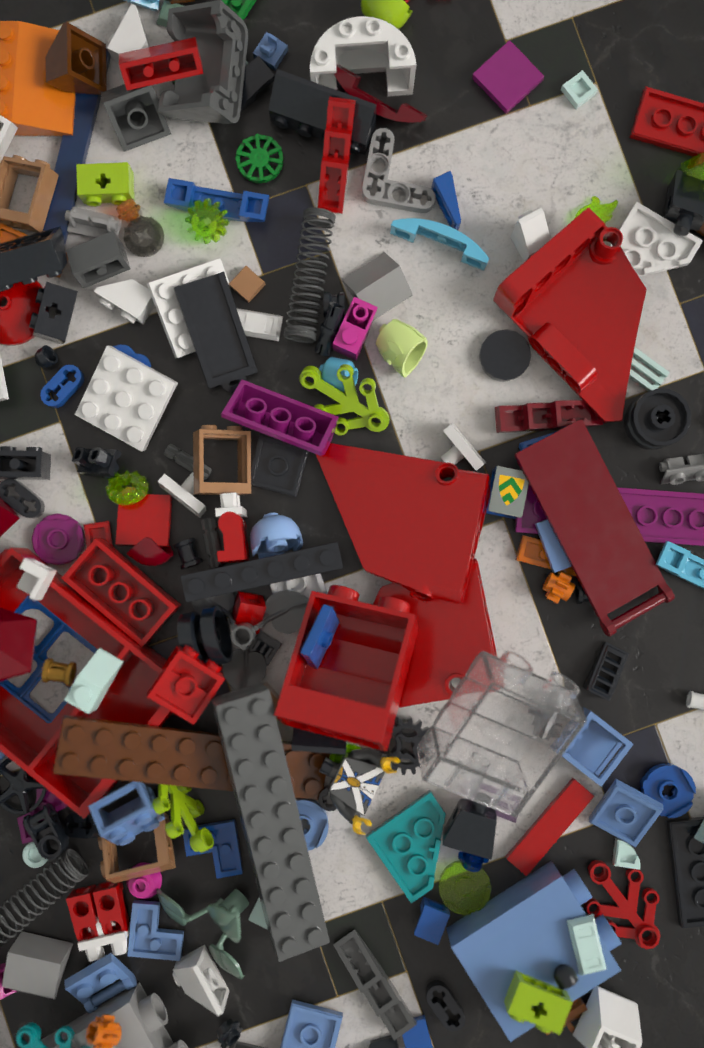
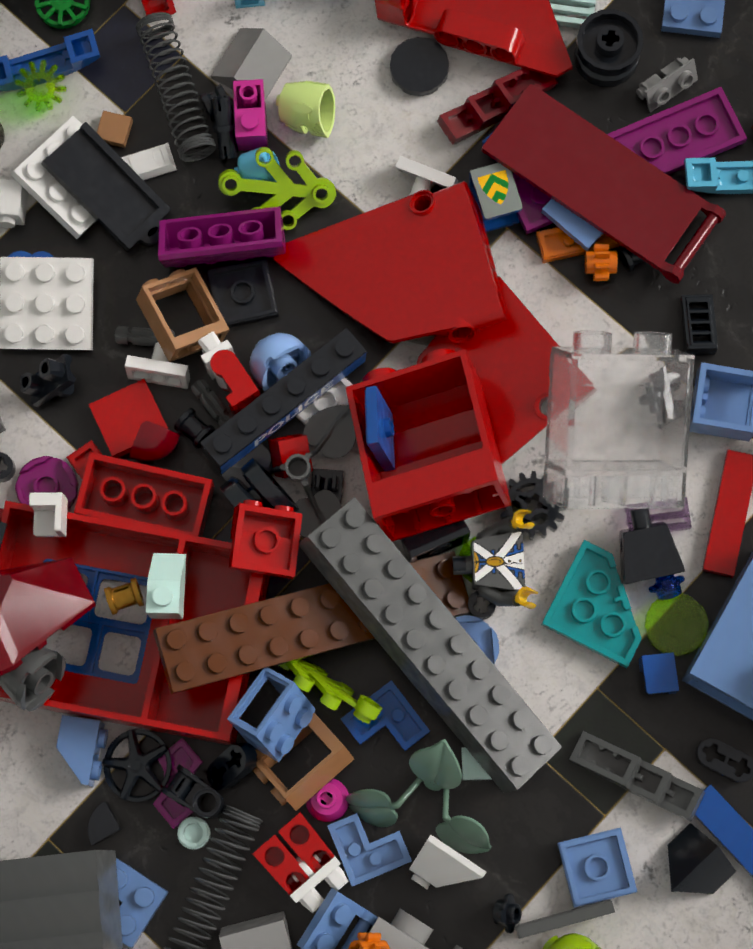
camera: 25 degrees left, 10 degrees down
(129, 495) = (104, 389): clear neon green gear -> none

